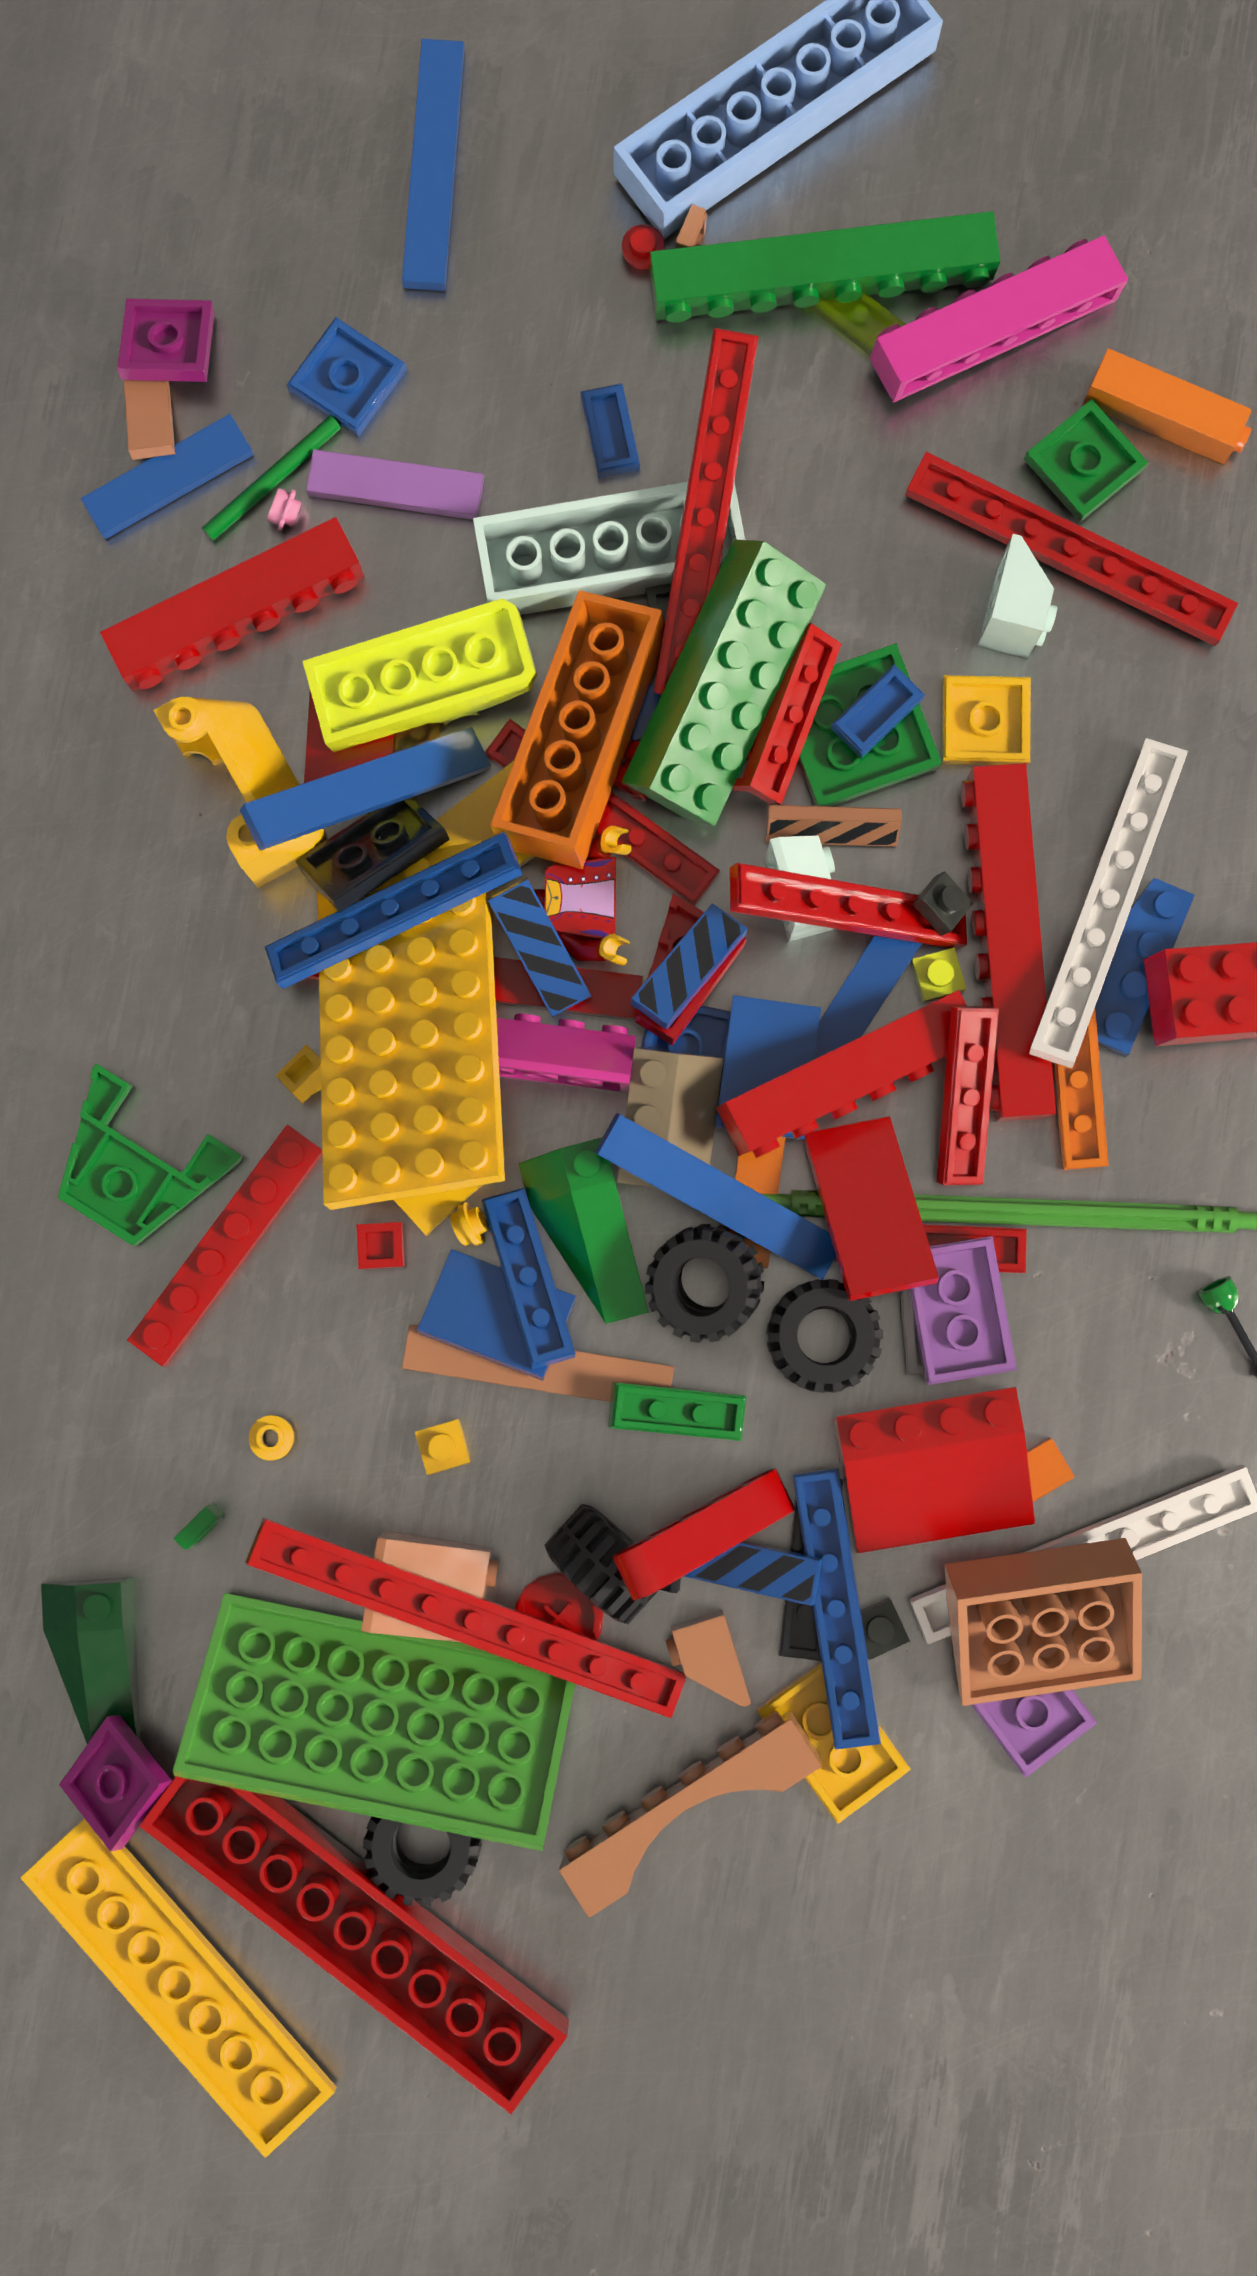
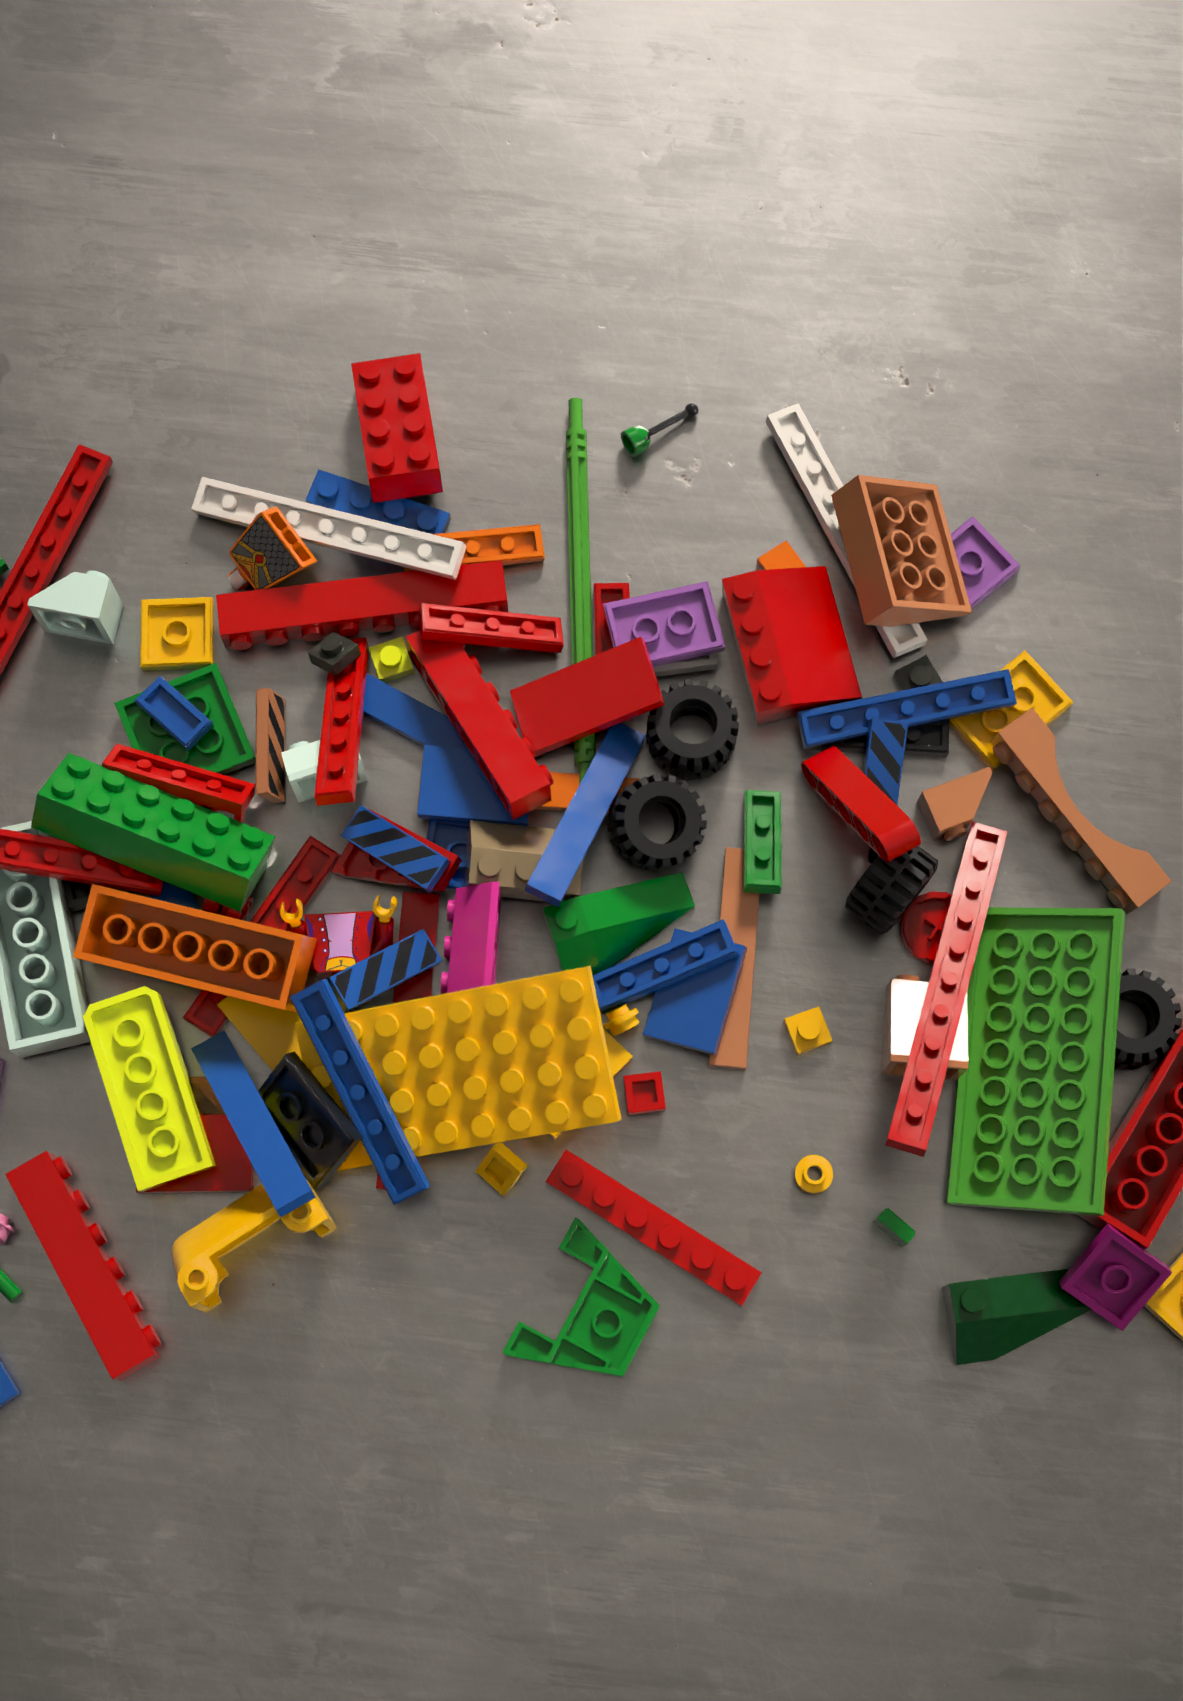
camera: 95 degrees left, 10 degrees down
(1078, 828) = (268, 552): none -> torso

